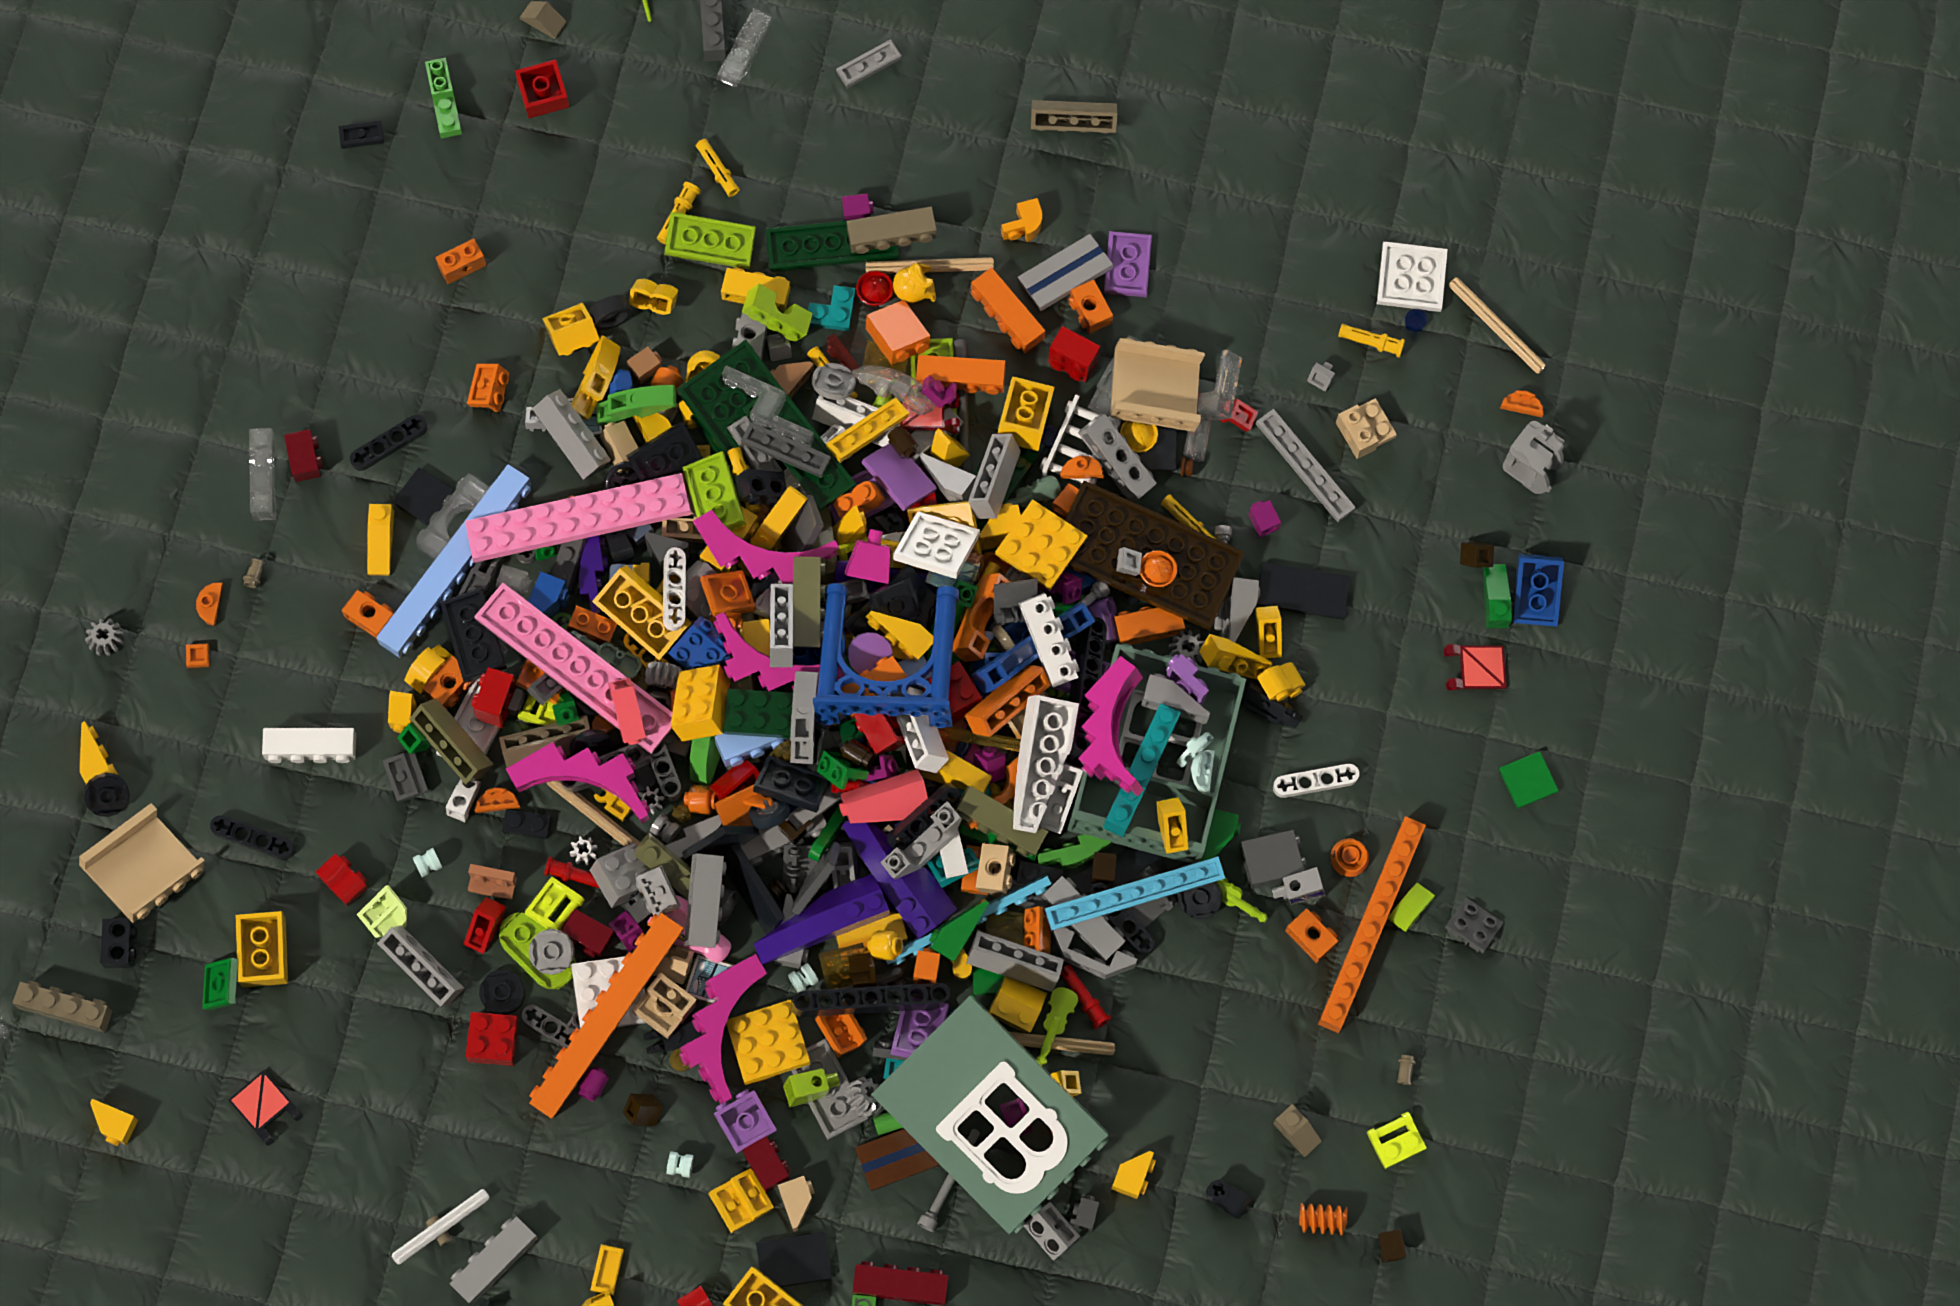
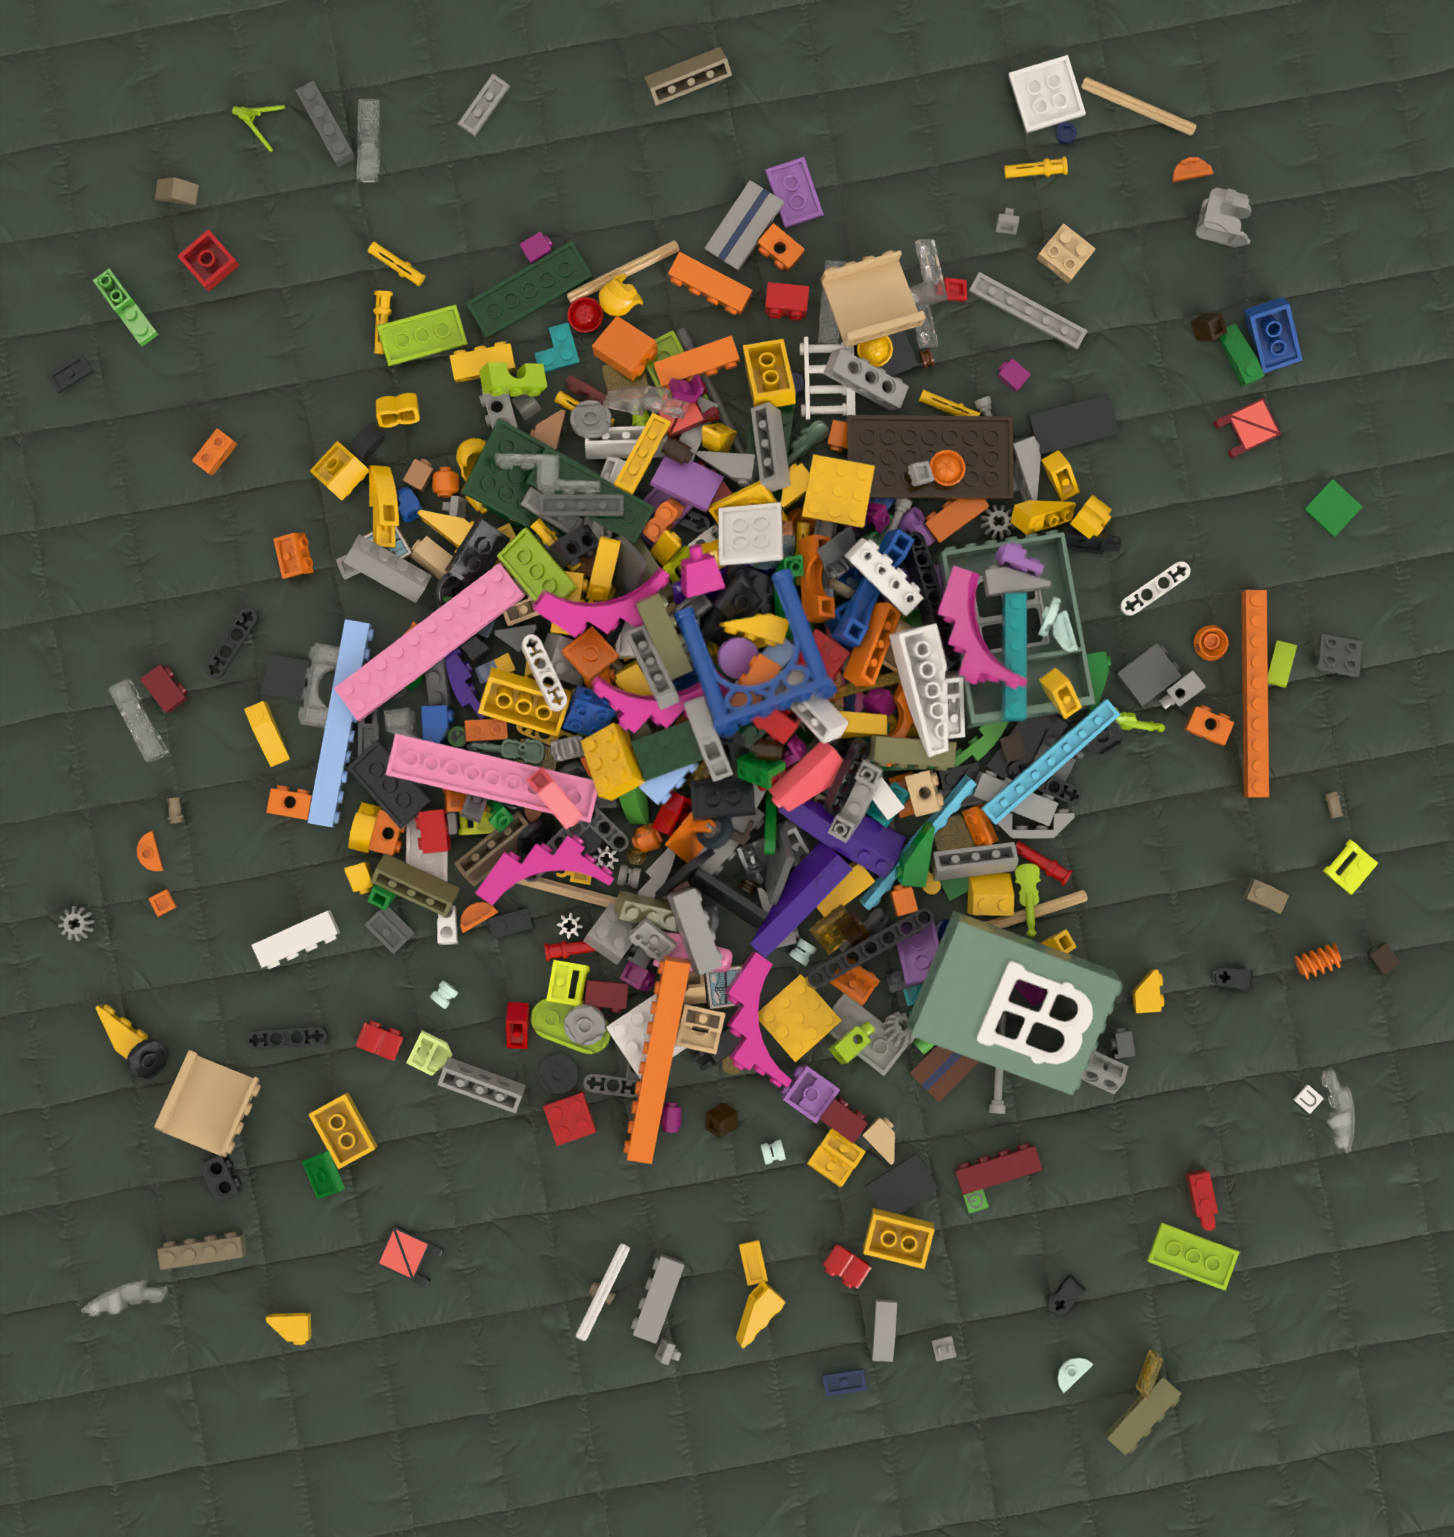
camera: 25 degrees left, 15 degrees up
(492, 882) = (506, 987): nougat bracket -> none
(635, 401) = (430, 517): bright green slope -> none
(885, 945) = (861, 898): yellow head -> none
(891, 230) = (577, 257): dark tan brick -> none
(1029, 221) = (692, 191): light orange brick -> none
(1081, 467) = (840, 401): orange plate -> none

